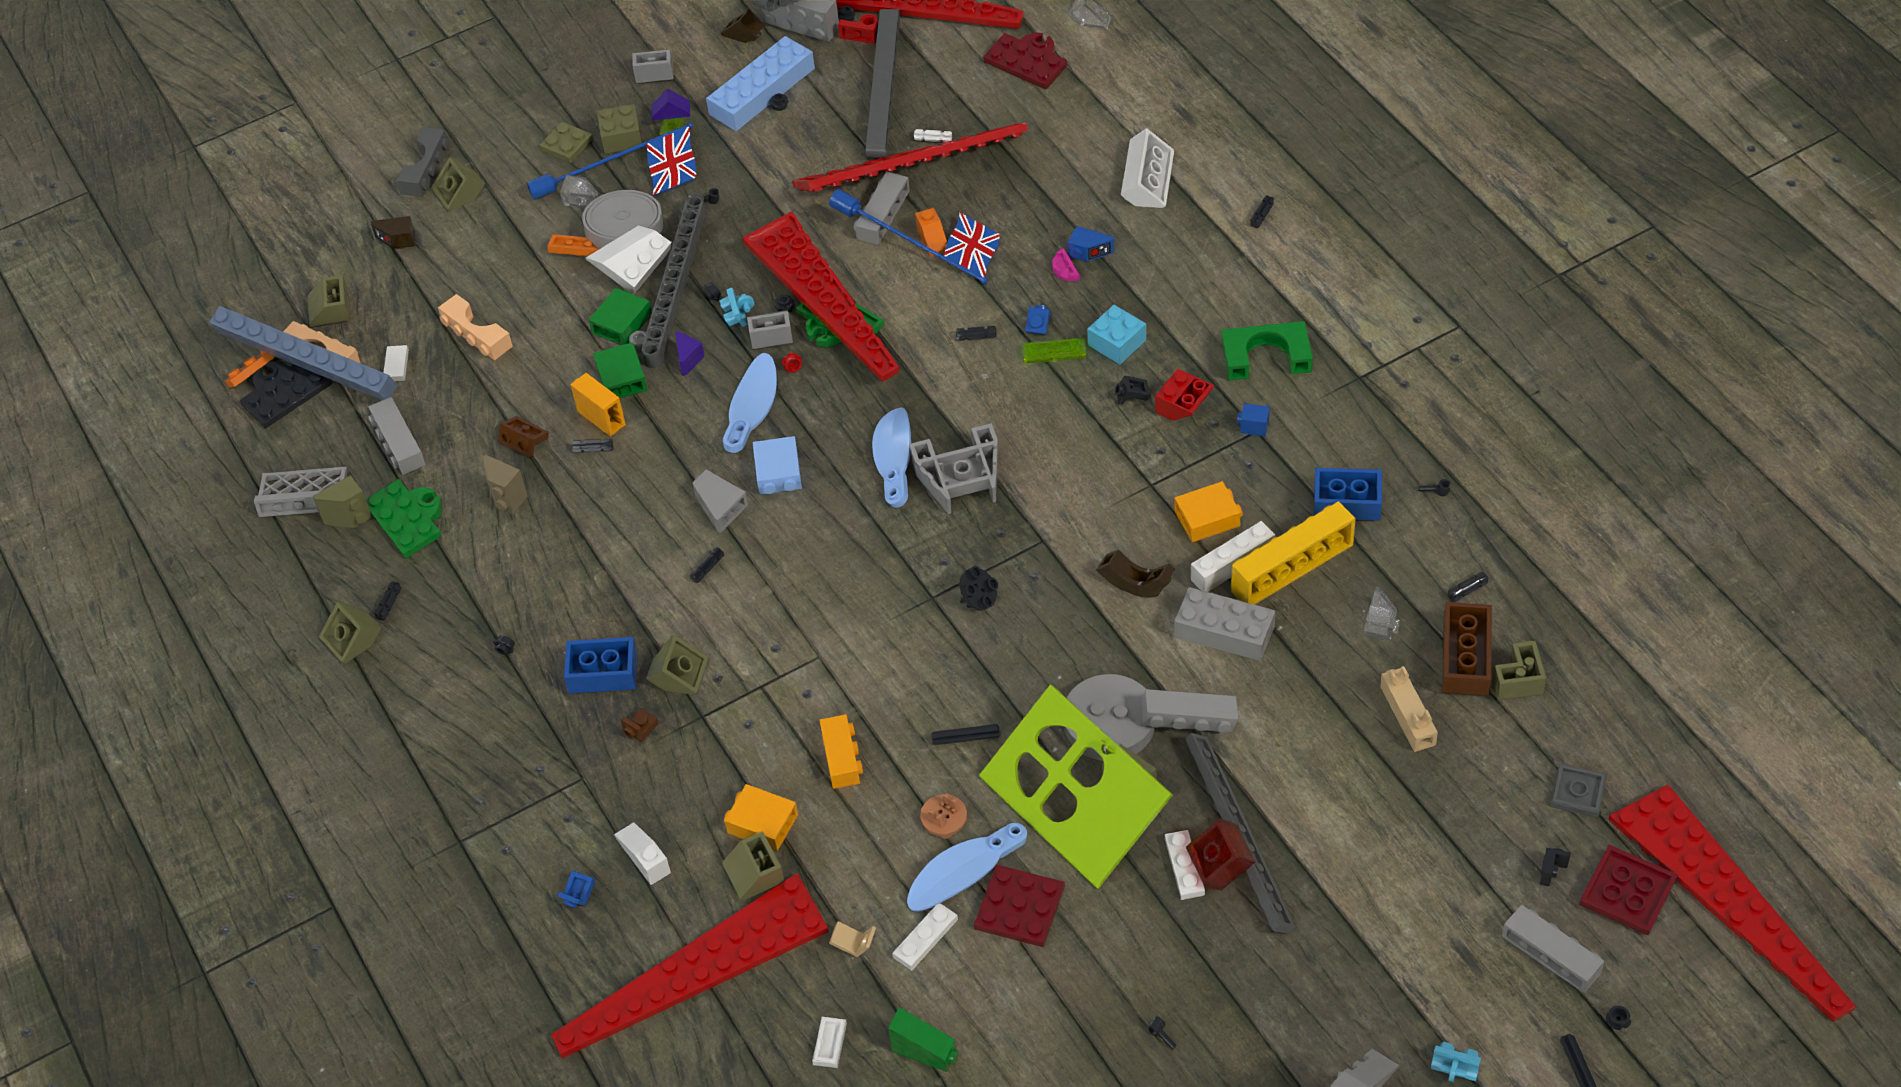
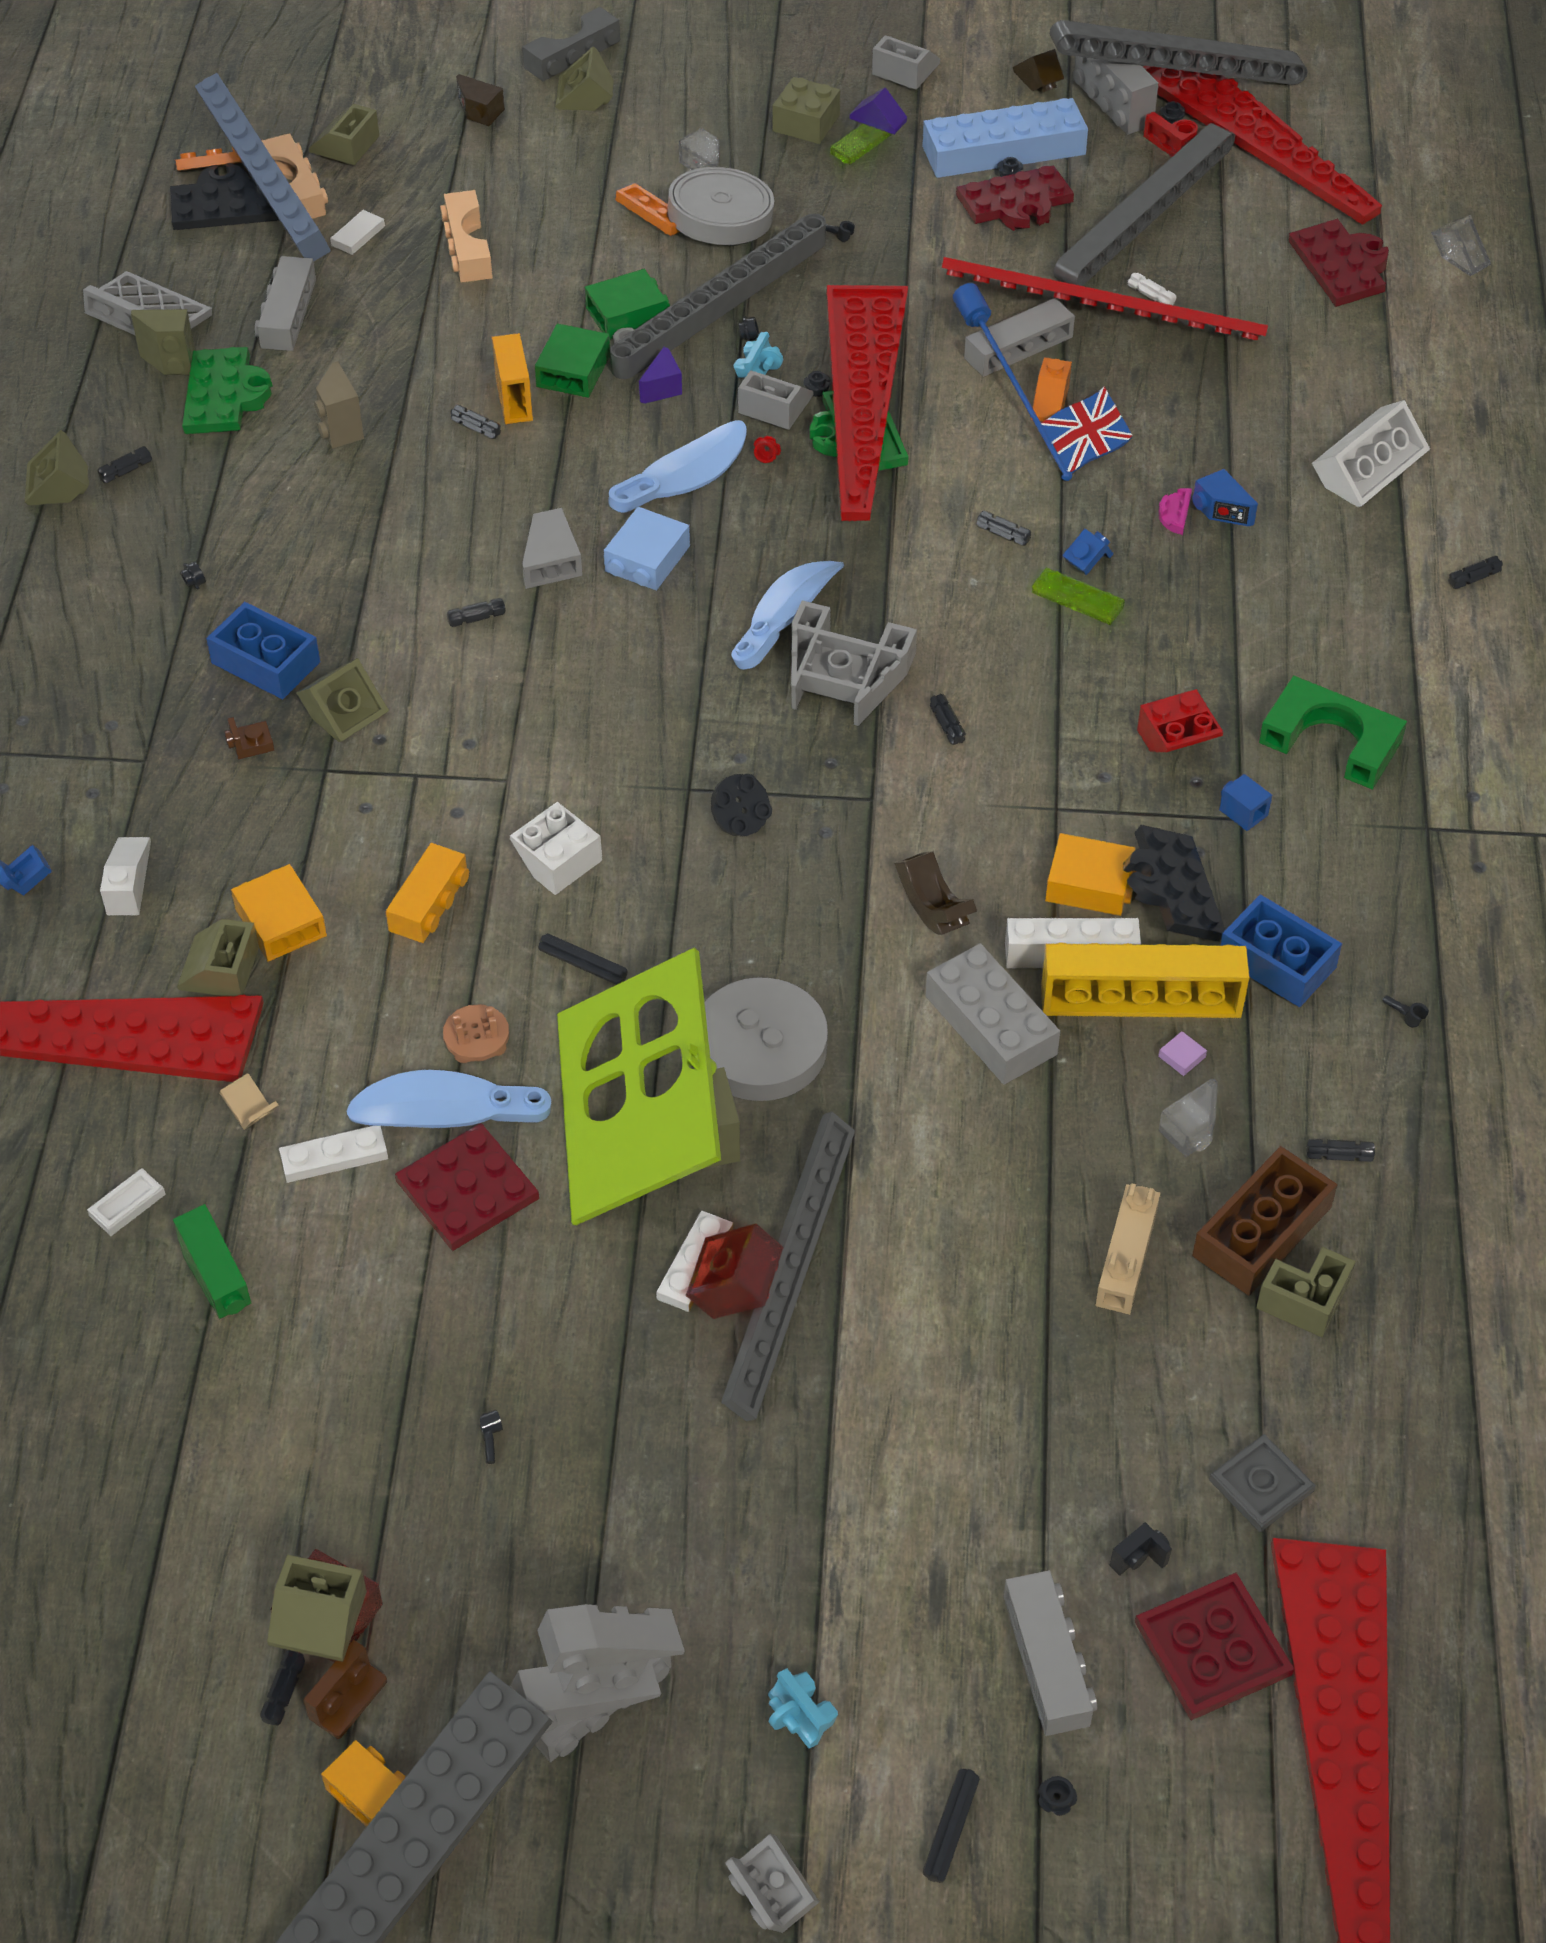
camera: 30 degrees right, 0 degrees up
(521, 435) = (410, 369): reddish brown bracket -> none
(566, 142) = (740, 98): olive plate -> none
(631, 257) = (690, 246): white wedge -> none
(669, 163) = (827, 173): flag -> none
(799, 118) = (1016, 197): none -> dark red plate
(893, 677) = (557, 847): none -> white slope
(1046, 467) = (947, 719): none -> black axle
(1116, 334) = (1164, 615): medium azure brick -> none
(1132, 388) = (1129, 686): black bracket -> none
(1189, 710) = (852, 1085): light grey brick -> none
(1259, 488) = (1174, 880): none -> black plate
(1341, 584) = (1182, 1053): none -> lavender tile

